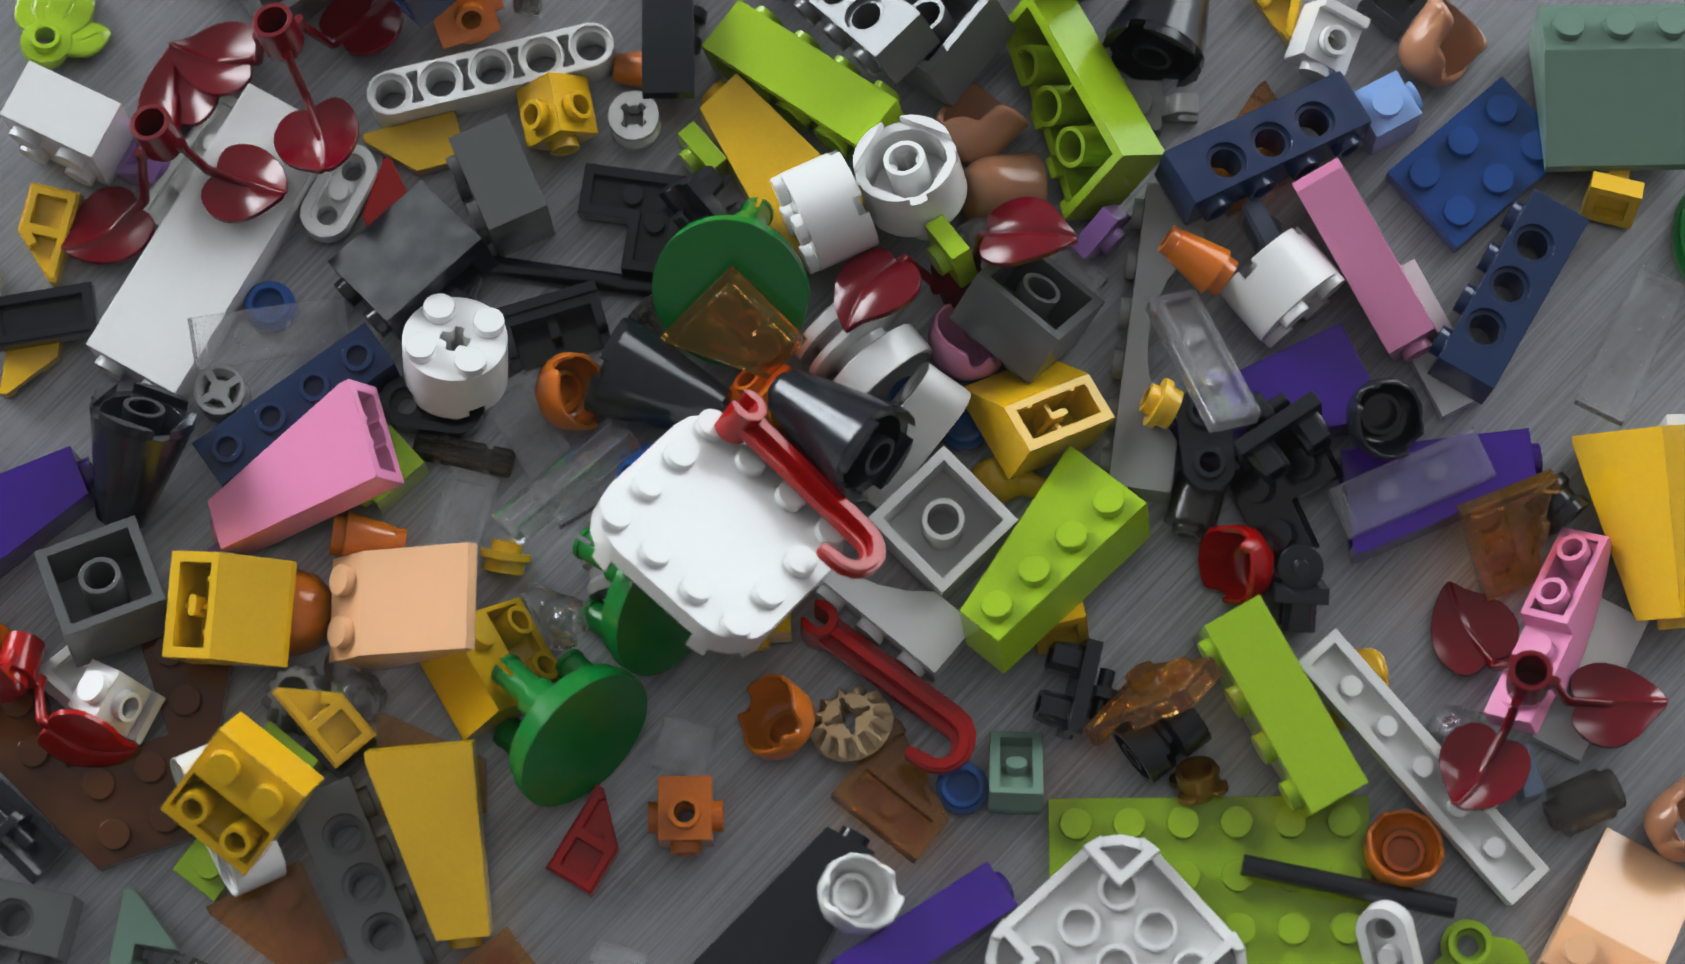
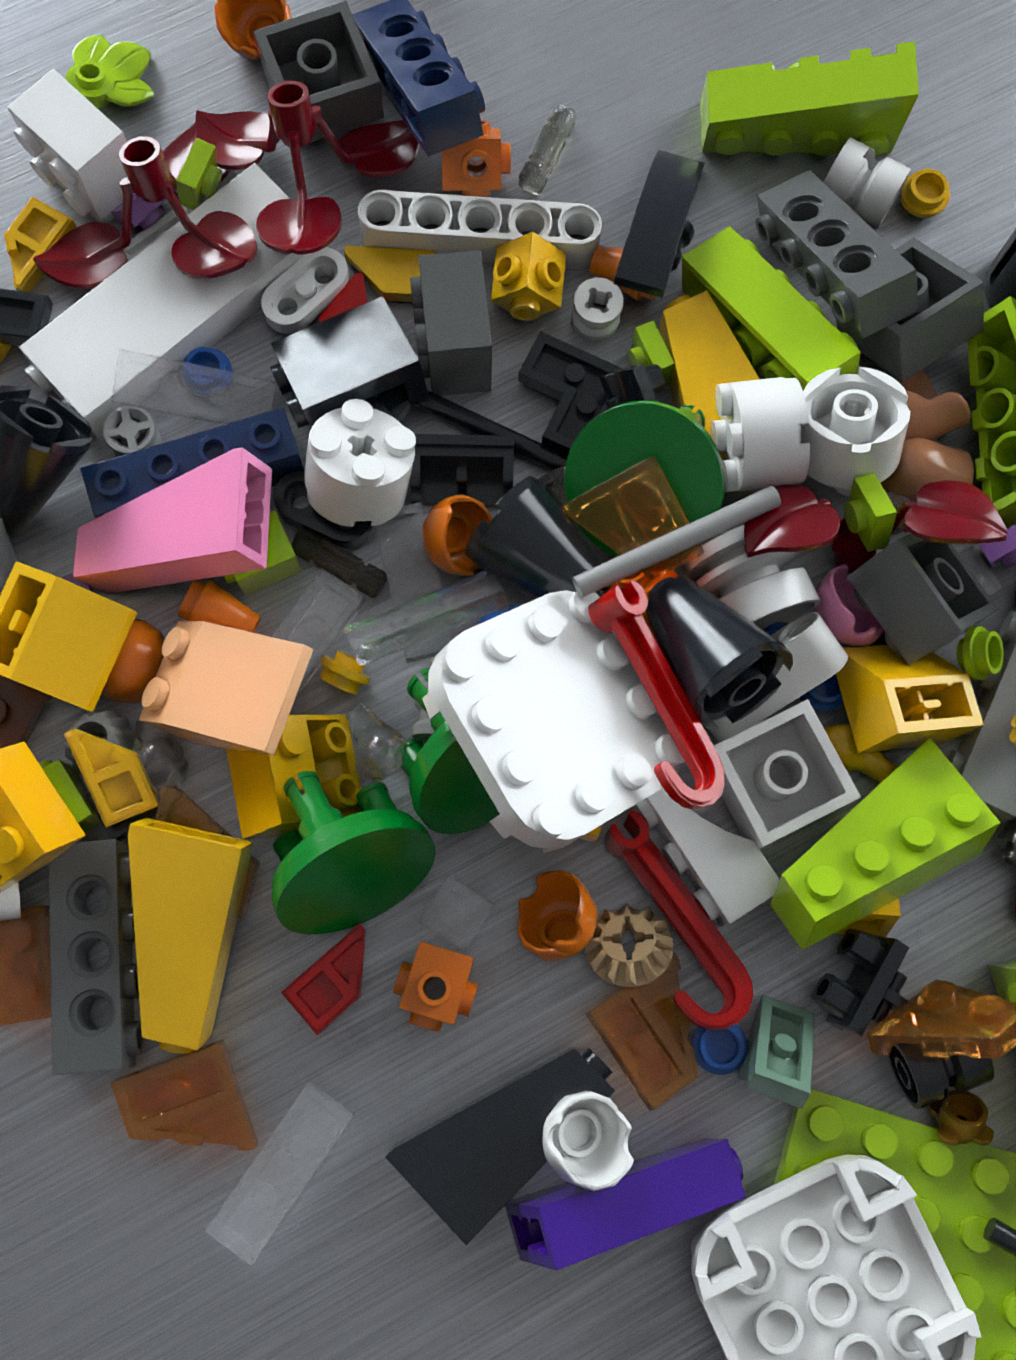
camera: 10 degrees right, 0 degrees up
(201, 115) = (198, 175): none -> lime plate
(776, 340) = (676, 541): none -> light grey bar
(1096, 349) = (980, 652): none -> lime plate

